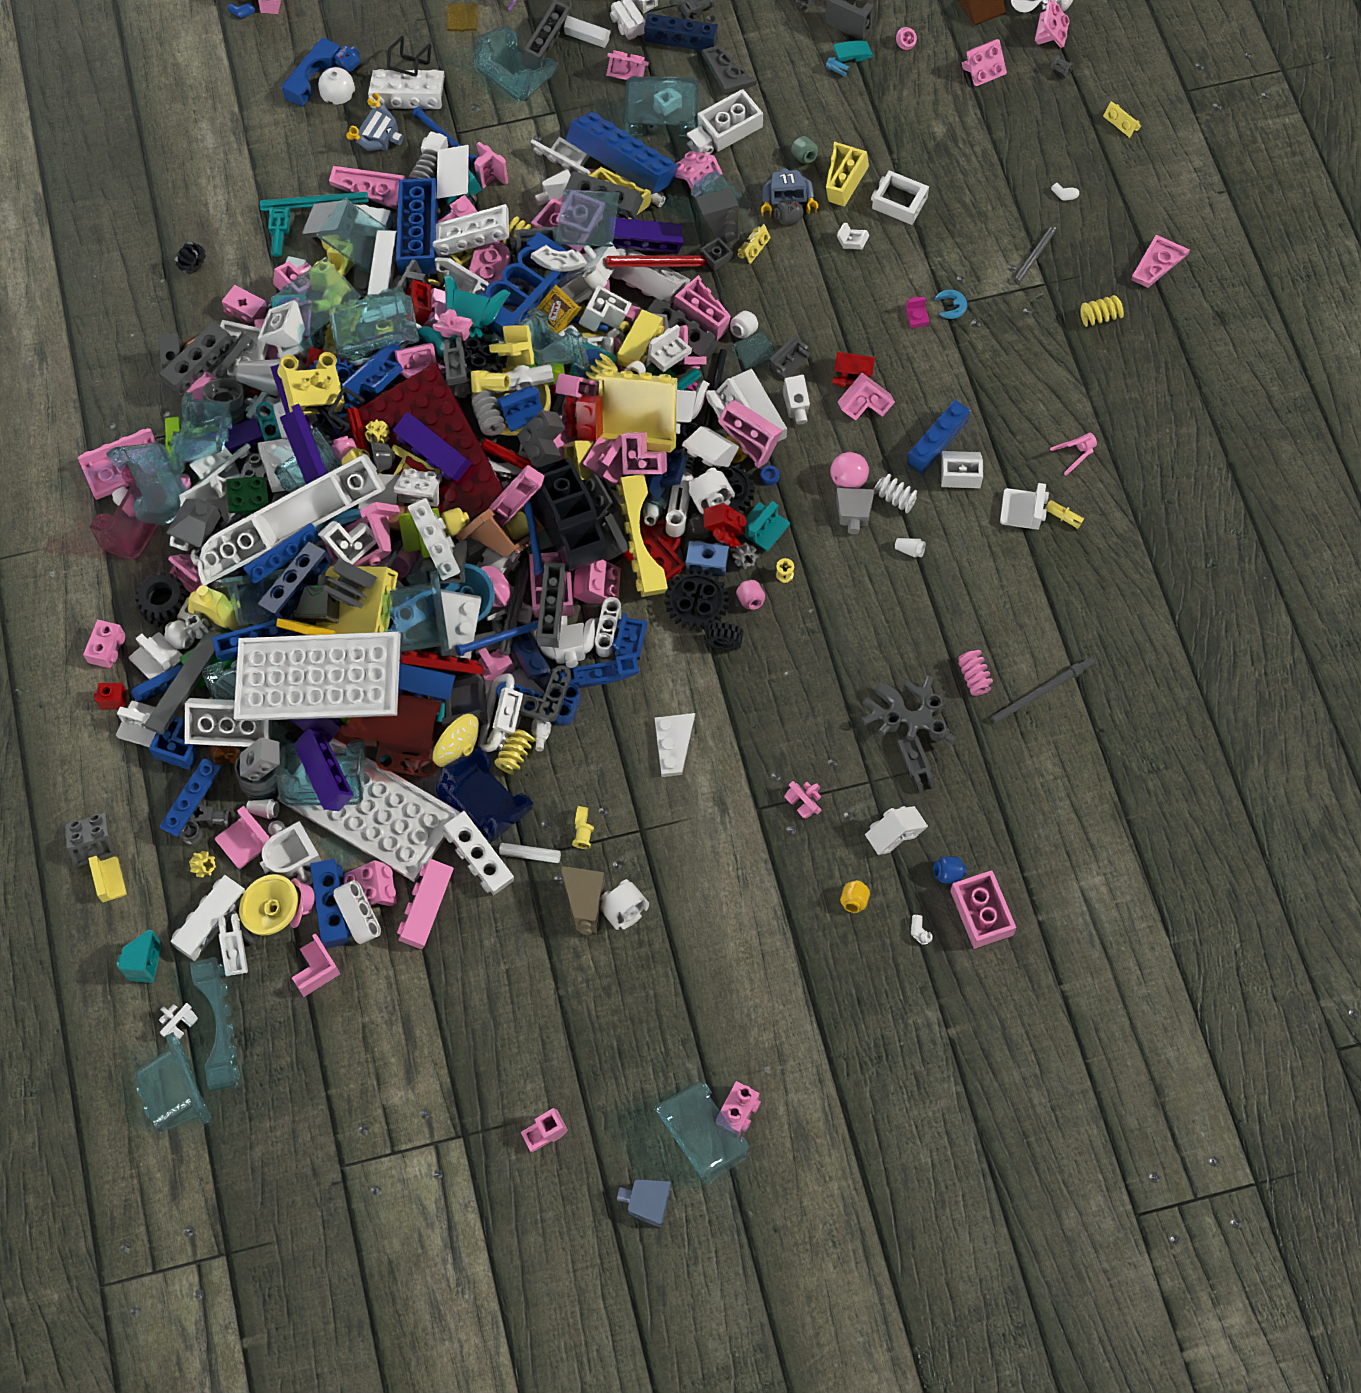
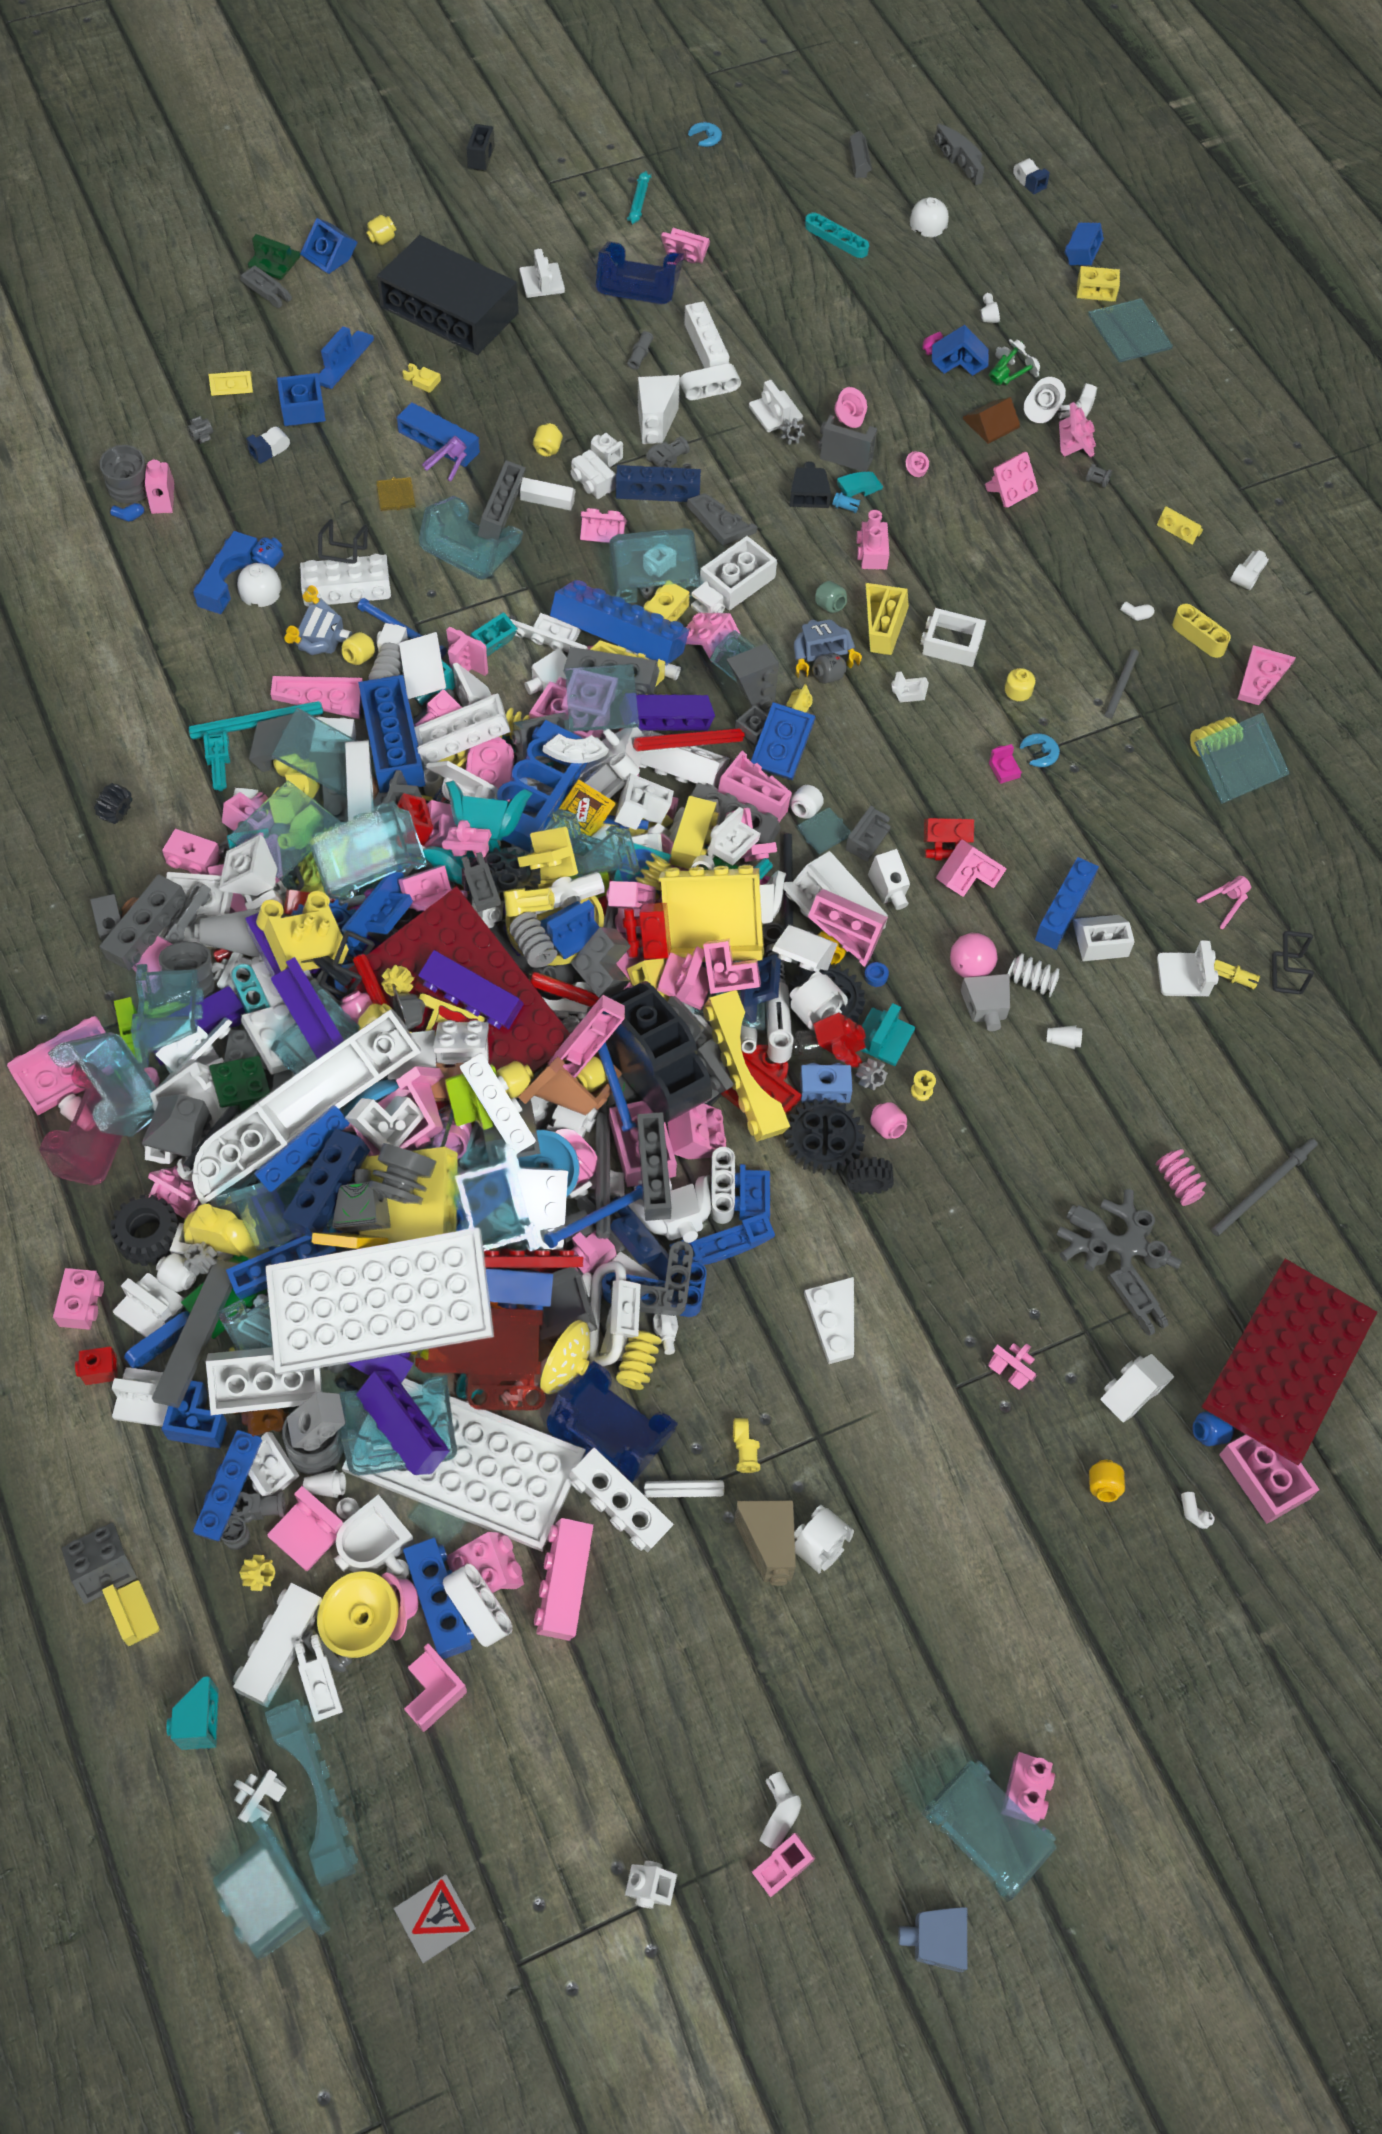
camera: 15 degrees left, 5 degrees down
(225, 790) = (271, 1468): none -> white bracket
(286, 1124) = (434, 1918): none -> light grey piece
(405, 150) = (358, 648): none -> light yellow head
(444, 1127) = (650, 1884): none -> white brick
(488, 194) = (468, 687): none -> white slope
(517, 151) = (495, 633): none -> teal brick
(554, 1095) = (785, 1814): none -> white arm
(667, 140) = (669, 602): none -> light yellow brick
(734, 271) = (783, 740): none -> blue plate
(808, 49) = (810, 487): none -> black torso
(852, 106) = (873, 542): none -> bright pink brick
(945, 246) = (1019, 684): none -> light yellow head
(1022, 827) = (1290, 1361): none -> dark red plate
(1102, 509) = (1285, 955): none -> black piece
(1114, 216) = (1201, 630): none -> light yellow beam
(1118, 332) = (1242, 758): none -> clear light blue piece
(1169, 170) = (1248, 573): none -> white piece

